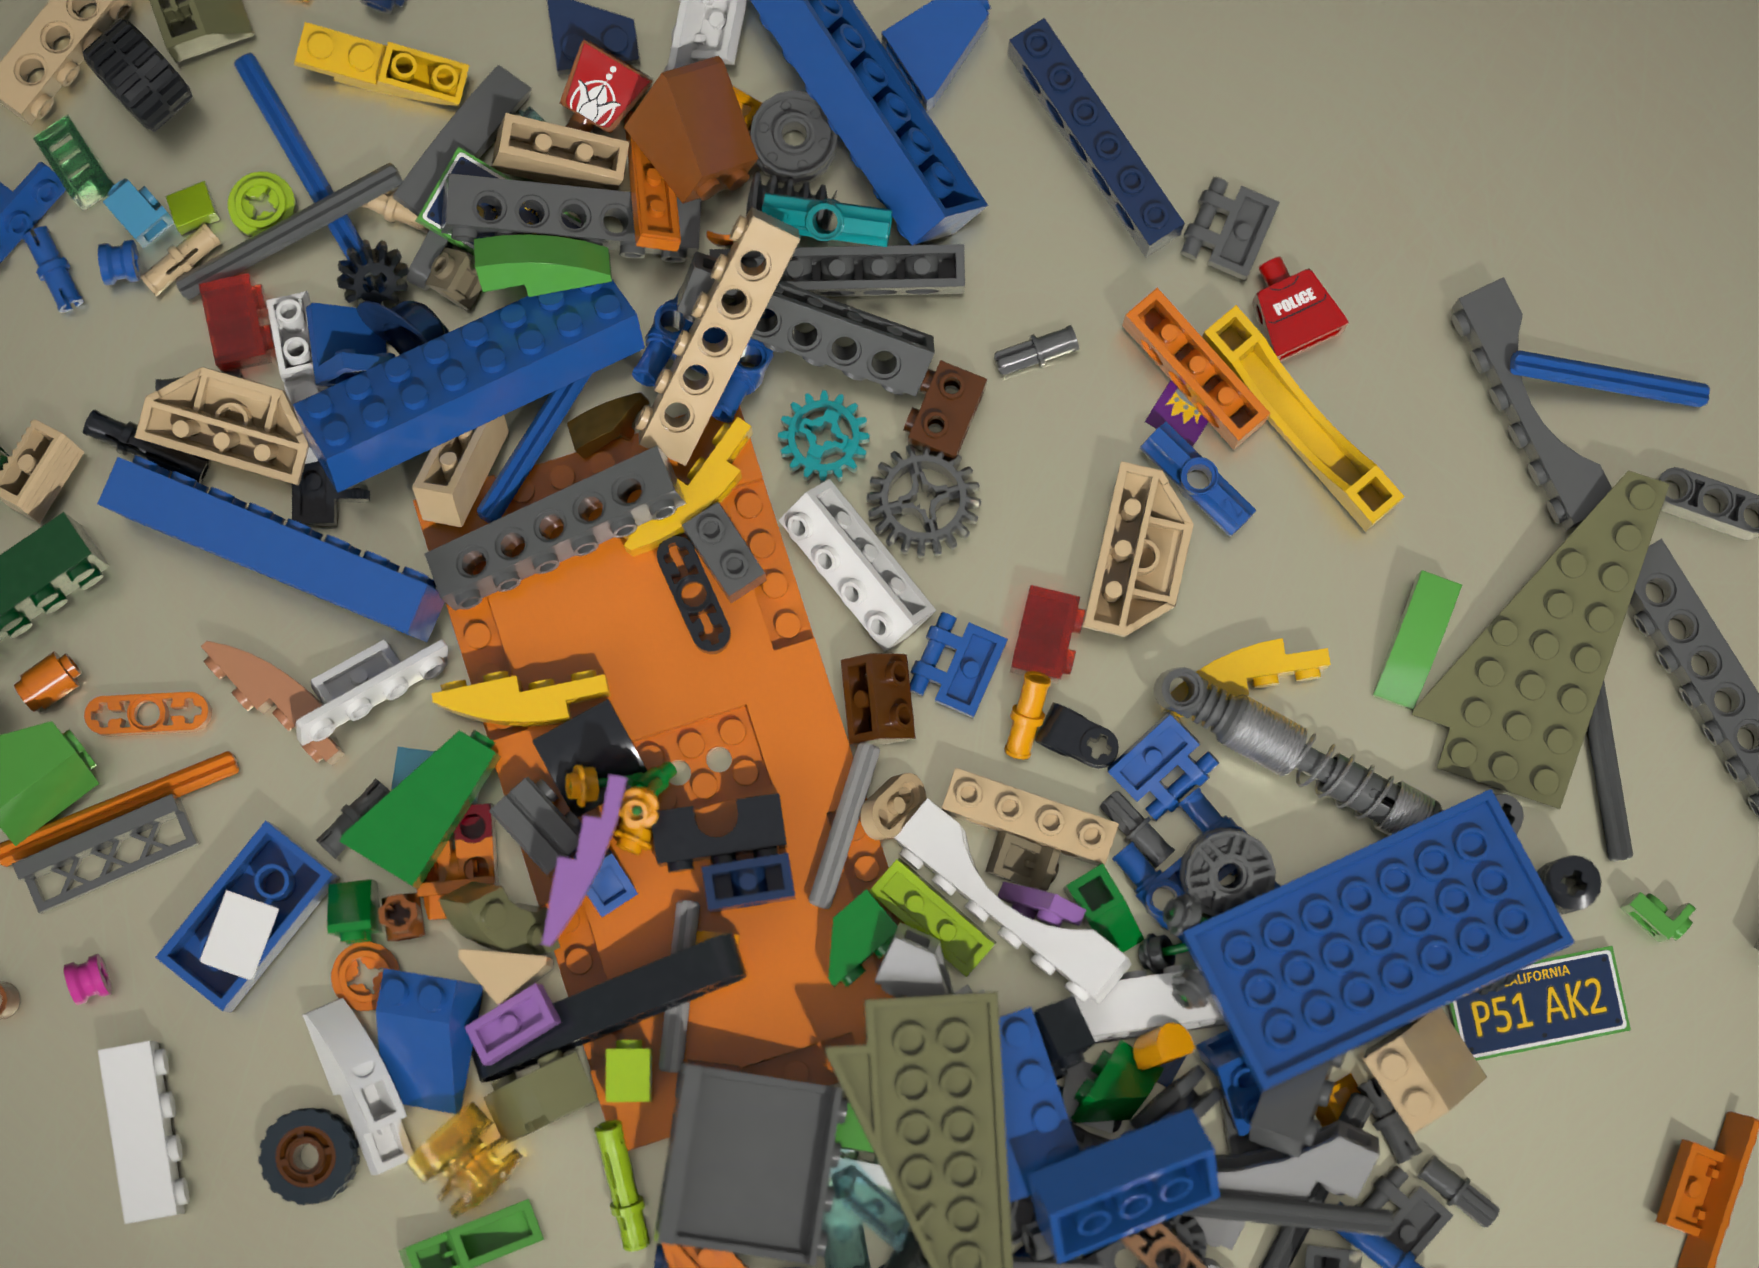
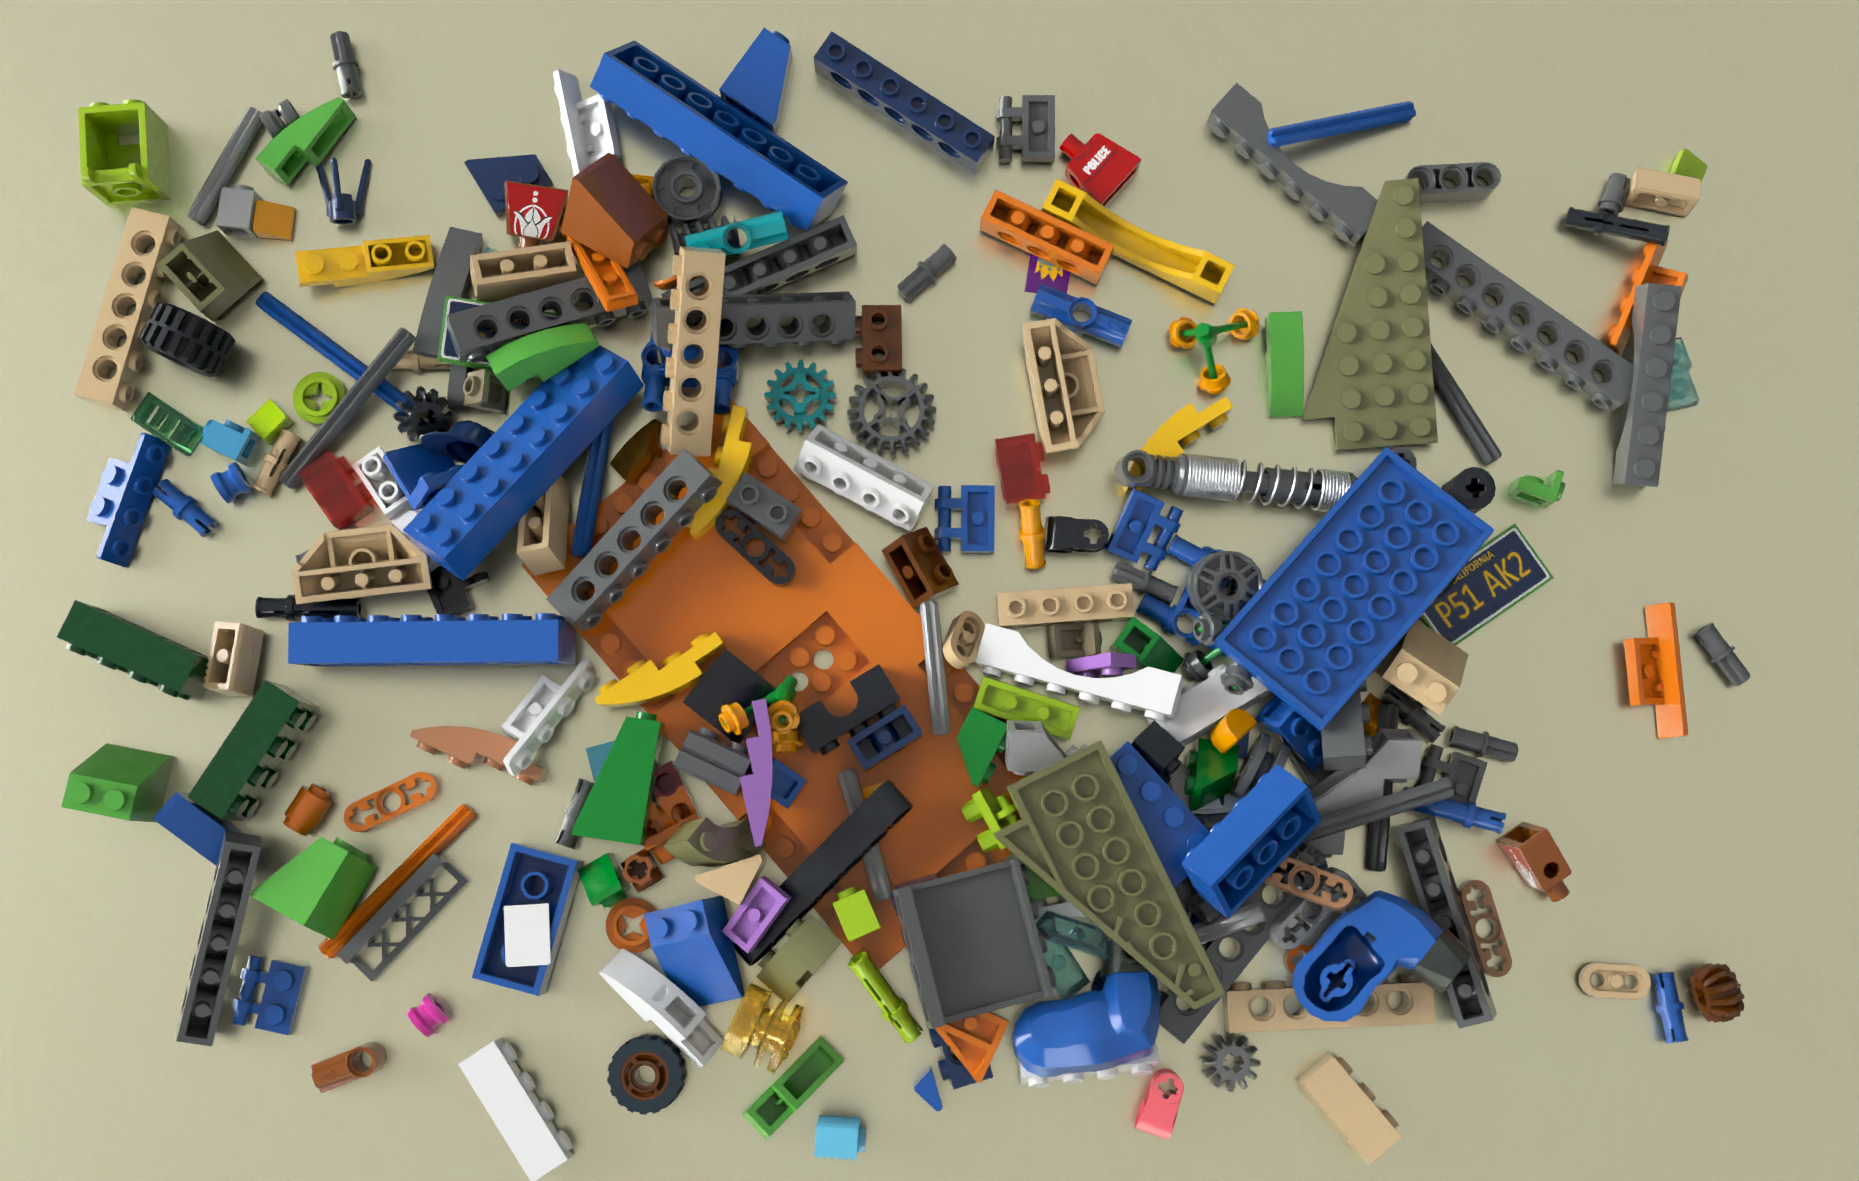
camera: 25 degrees left, 0 degrees up
(841, 1024) = (996, 813): none -> lime hips
(1315, 553) = (1186, 333): none -> light orange plant

